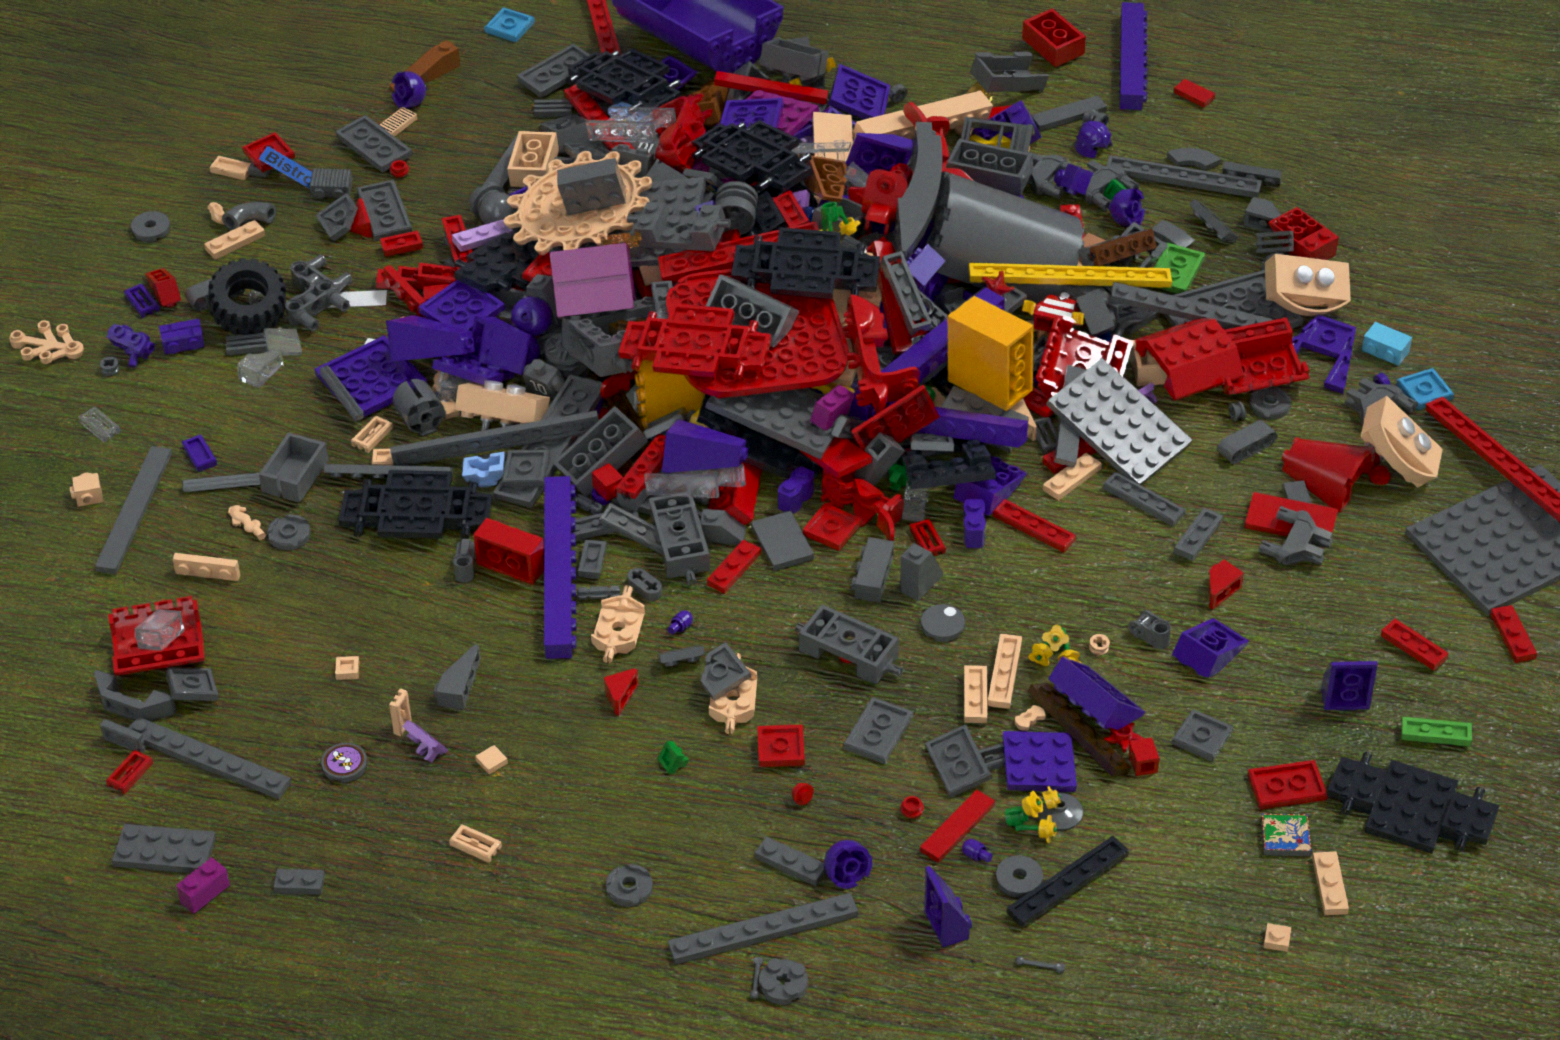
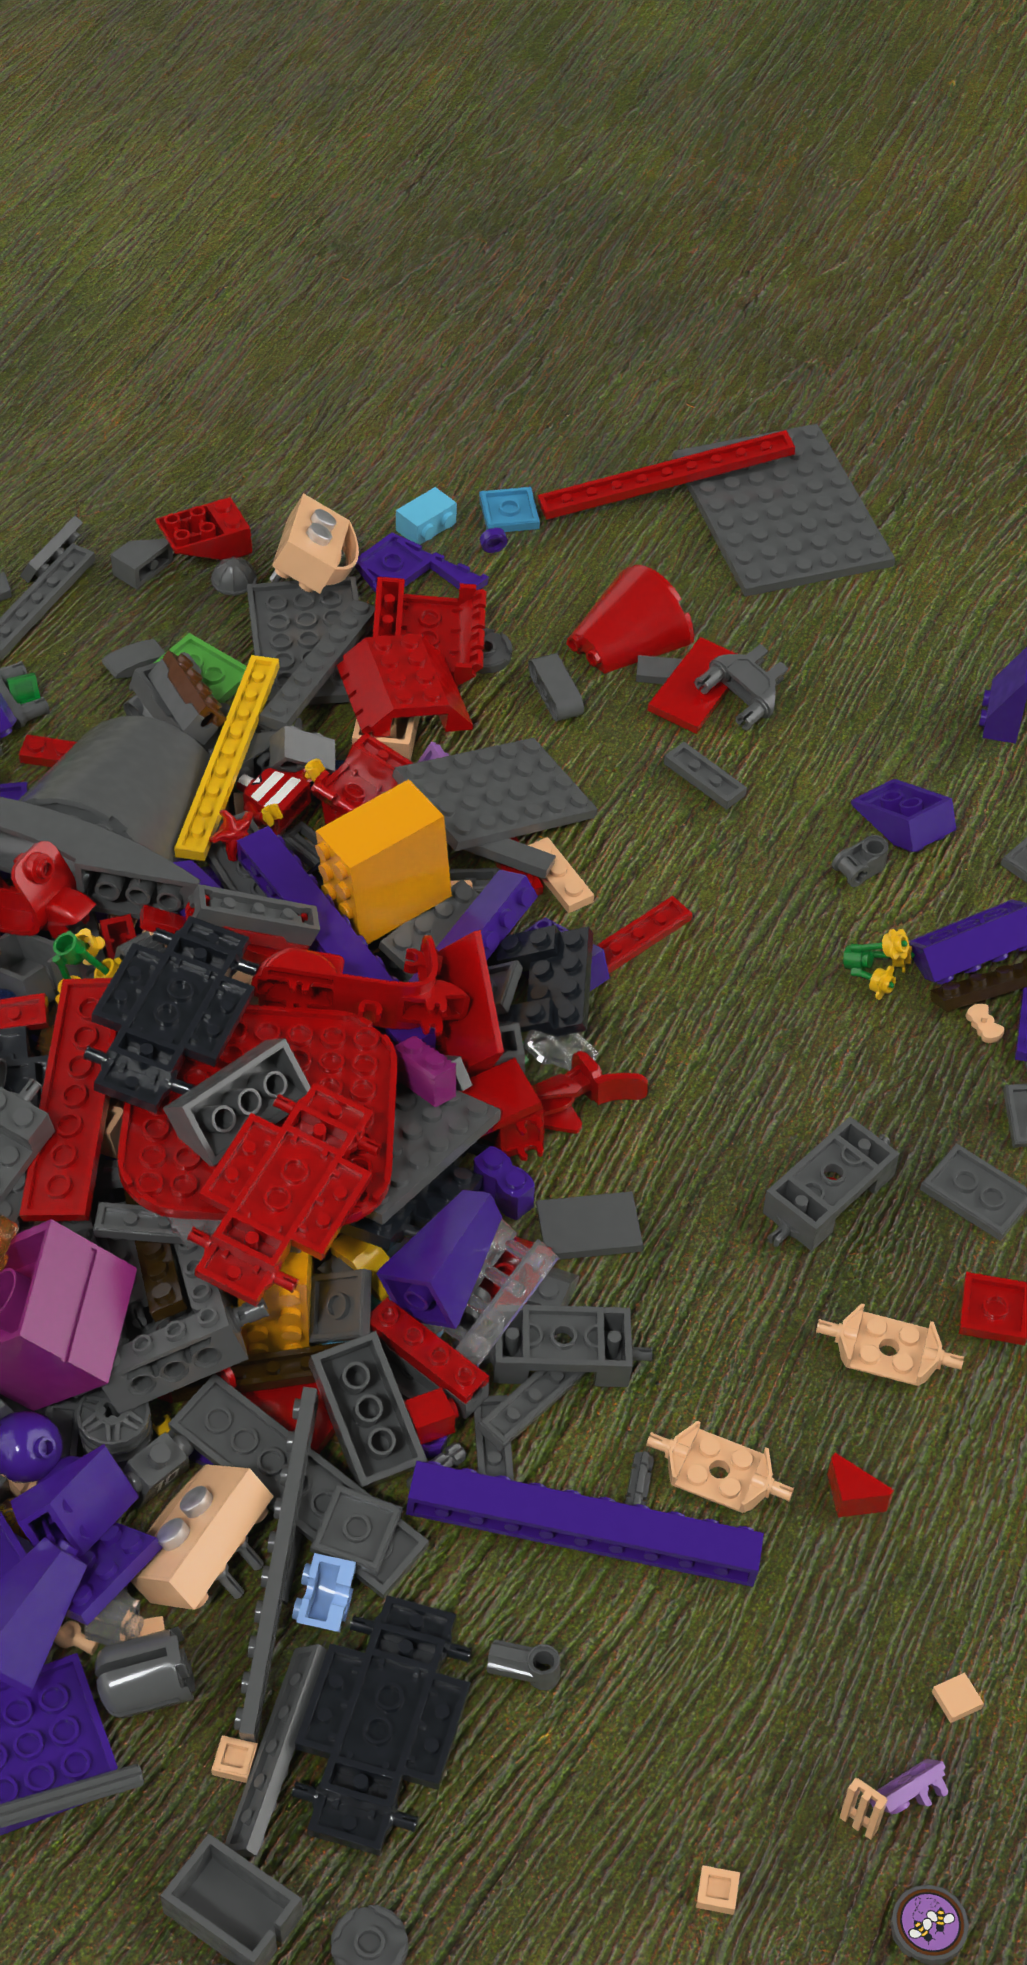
camera: 80 degrees left, 5 degrees up
(375, 435) = (187, 1790): light nougat tile -> none
(458, 680) = (795, 1717): dark grey slope -> none
(509, 551) = (540, 1584): red brick -> none
(592, 559) = (566, 1474): dark grey plate -> none
(647, 581) = (636, 1421): dark grey beam -> none
(672, 757) = (999, 1447): green tile -> none
(680, 622) = (726, 1386): dark purple cylinder -> none
(690, 654) = (797, 1396): dark grey plate -> none
(723, 671) = (864, 1342): dark grey plate -> none
(733, 566) = (622, 1291): red plate -> none
(832, 526) = (583, 1158): red plate -> none
(873, 569) = (685, 1126): dark grey brick -> none
(913, 529) = (631, 1060): red tile -> none
(918, 571) = (718, 1071): dark grey slope -> none
(942, 622) = (796, 1075): dark grey tile -> none
(974, 523) = (628, 993): dark purple brick -> none
(975, 694) = (938, 1068): light nougat plate -> none
(1005, 671) = (903, 1027): light nougat plate -> none
(1099, 638) = (871, 929): light nougat bush -> none
(1127, 207) = (66, 684): dark purple cylinder -> none
(1144, 499) = (620, 814): dark grey tile -> none
(1213, 221) = (127, 611): dark grey plate -> none
(1223, 582) = (800, 775): red slope -> none
(1237, 411) = (494, 675): dark grey bush -> none
(1261, 242) = (213, 535): dark grey tile -> none
(1372, 392) = (526, 558): dark grey connector -> none
(1401, 442) = (635, 539): light nougat piece -> none
(1414, 644) = (936, 634): red plate -> none
(1513, 633) = (932, 551): red plate -> none

